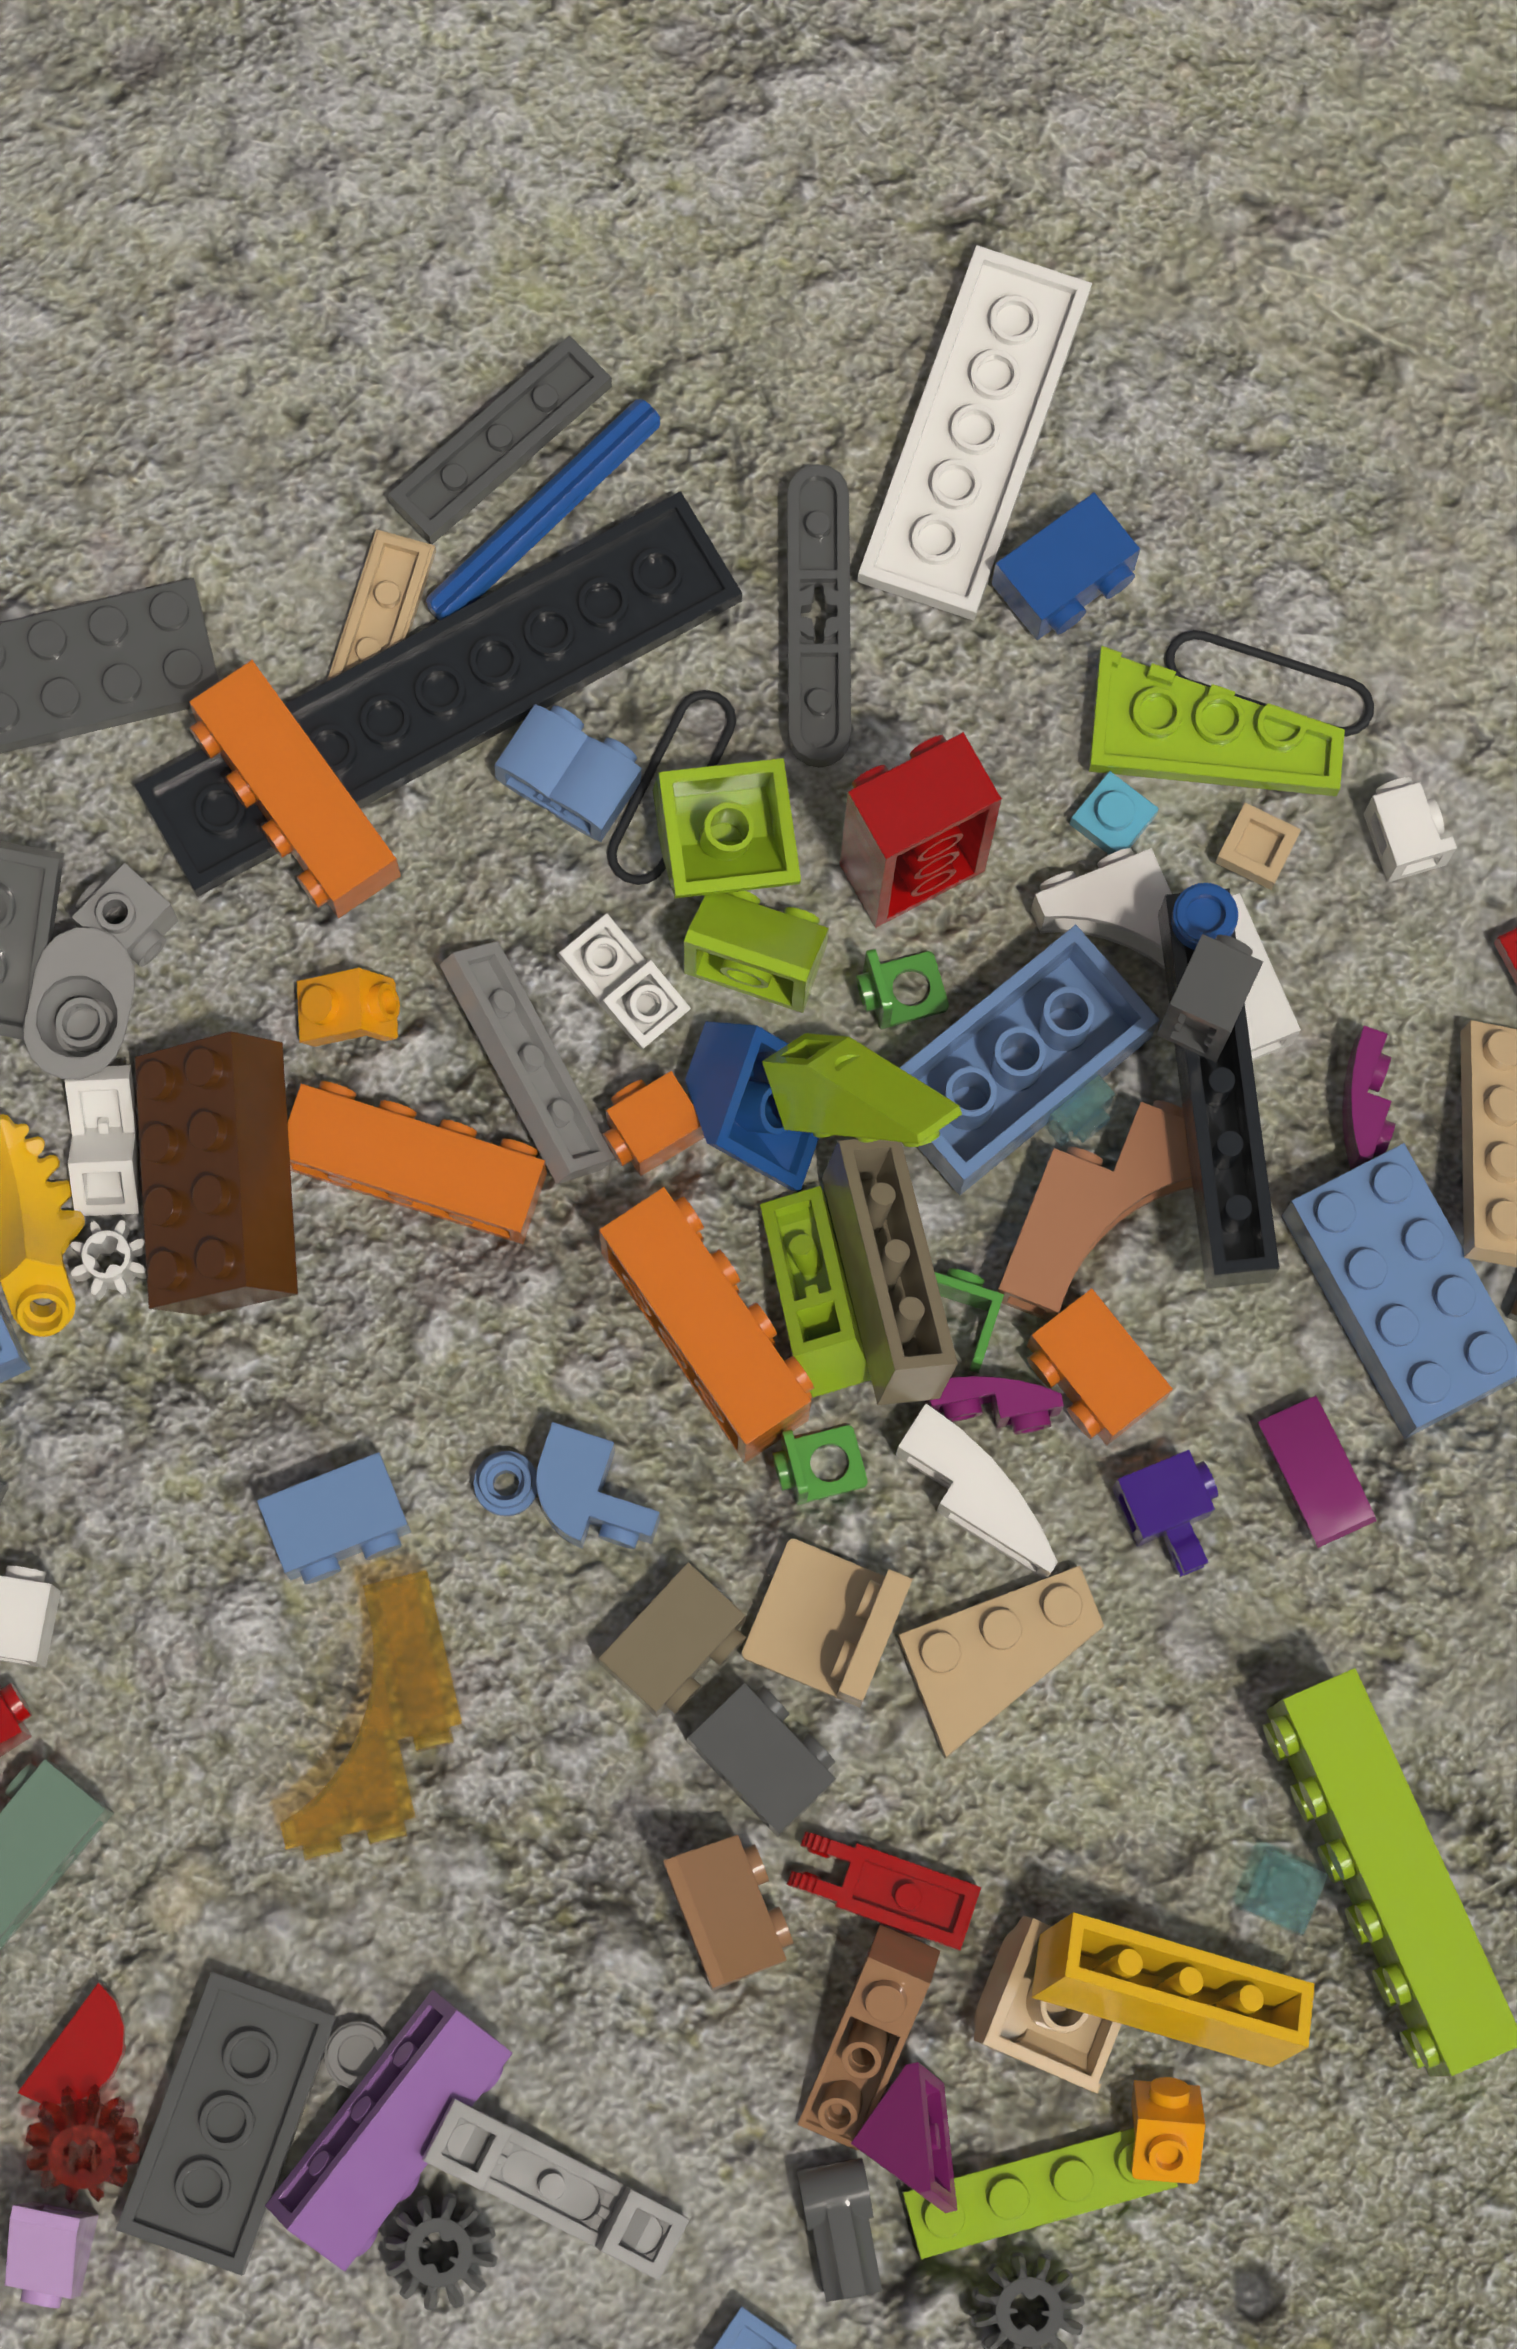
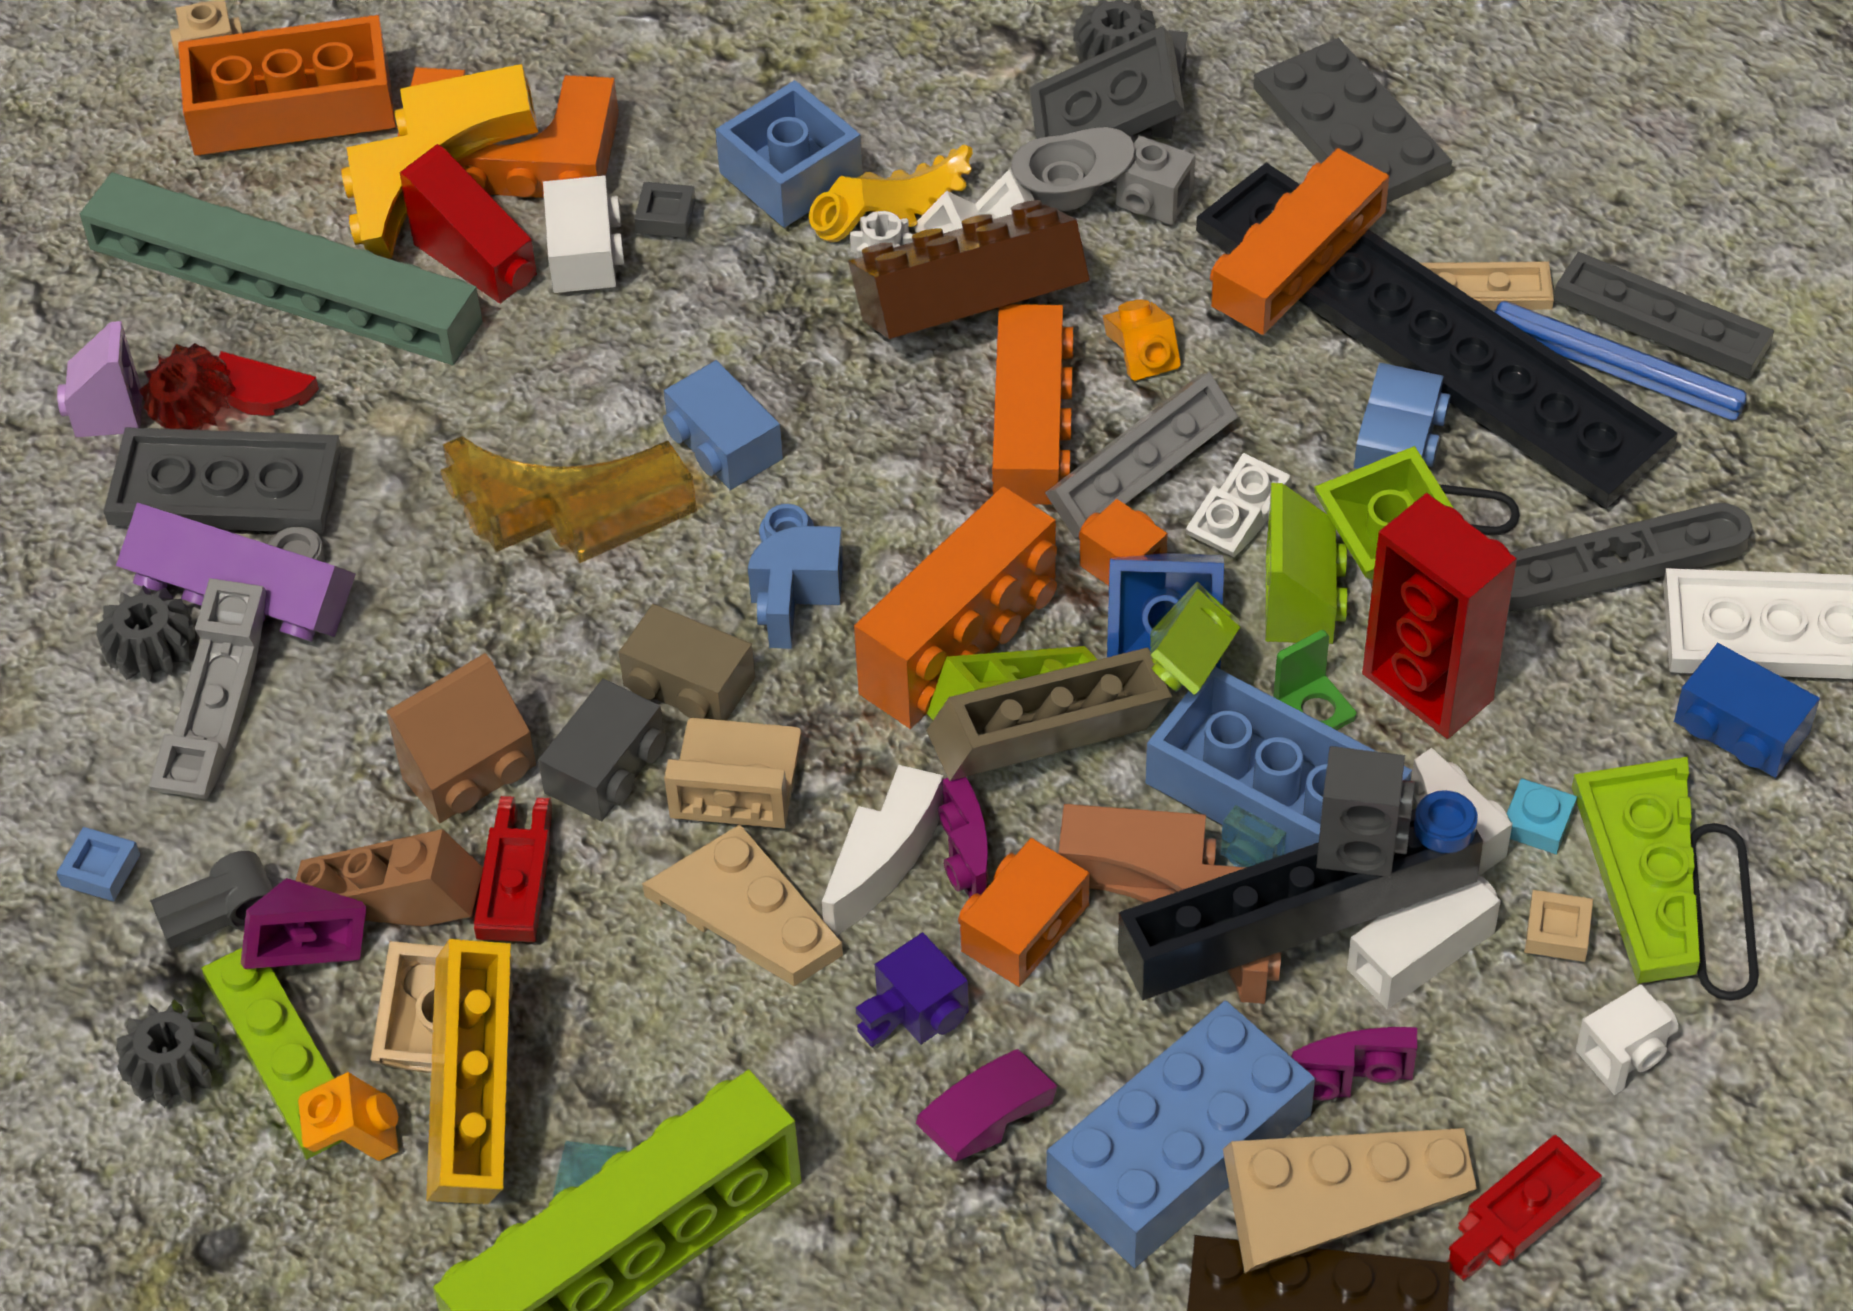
camera: 80 degrees right, 25 degrees down
(795, 1470) = (862, 716): bright green bracket -> none
(969, 1290) = (1046, 813): bright green bracket -> none

